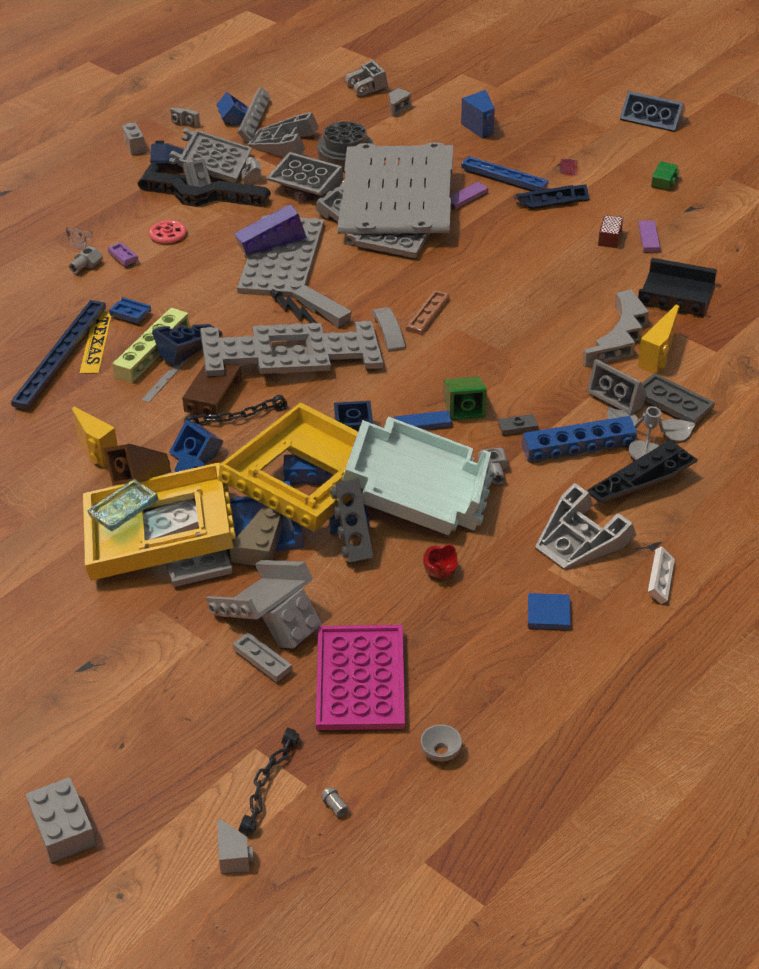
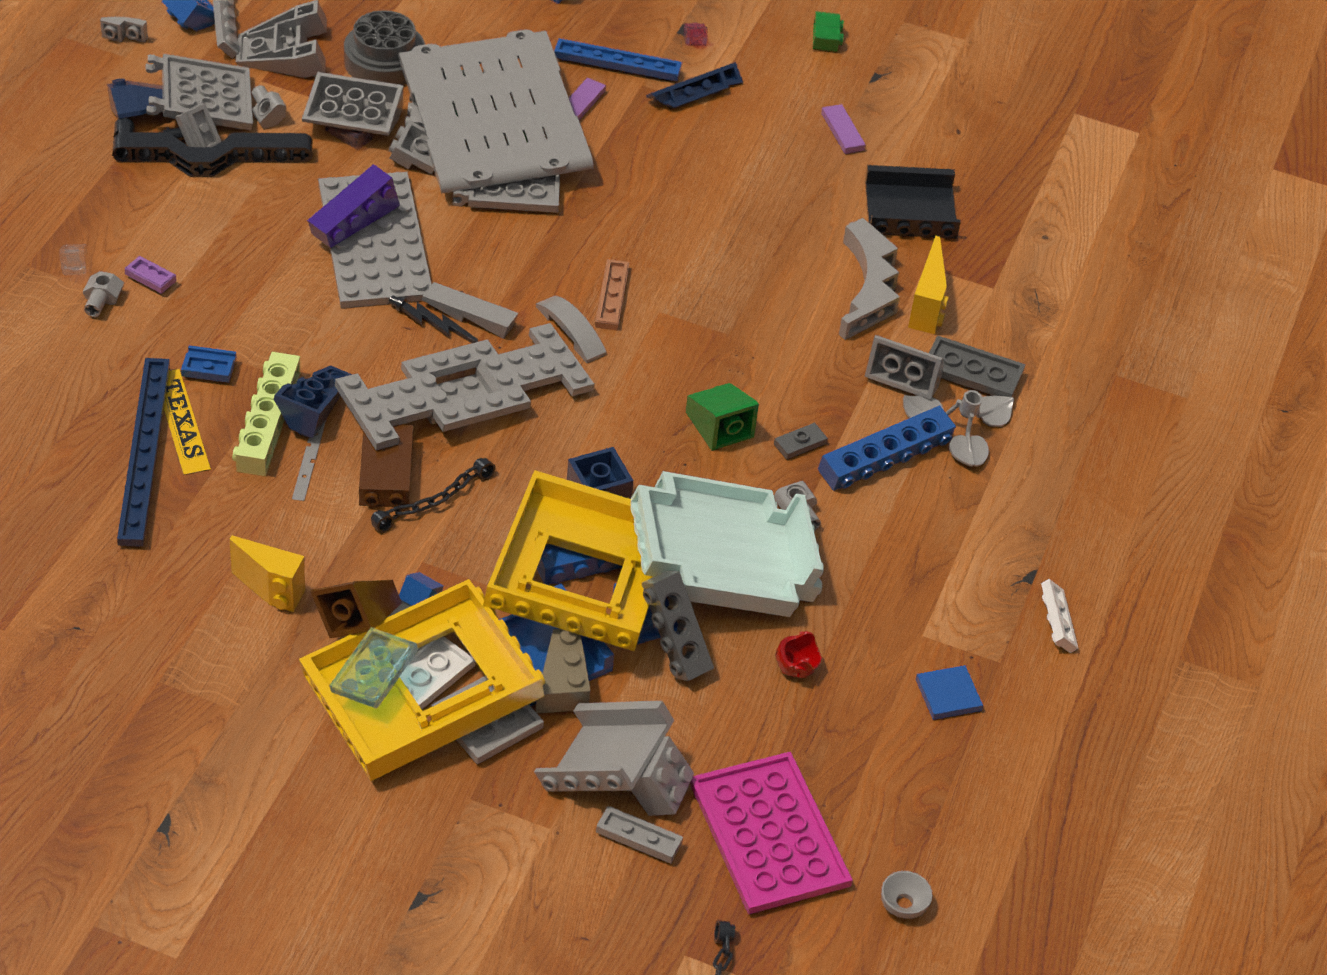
camera: 25 degrees left, 5 degrees up
(133, 138) = (67, 78): light grey brick -> none
(167, 231) = (194, 226): coral plate -> none
(196, 441) = (405, 553): blue slope -> none
(427, 420) = (681, 459): blue tile -> none
(574, 538) = (938, 588): light grey wedge -> none
(610, 231) = (795, 130): dark red panel -> none
(649, 469) = (990, 478): black wedge -> none

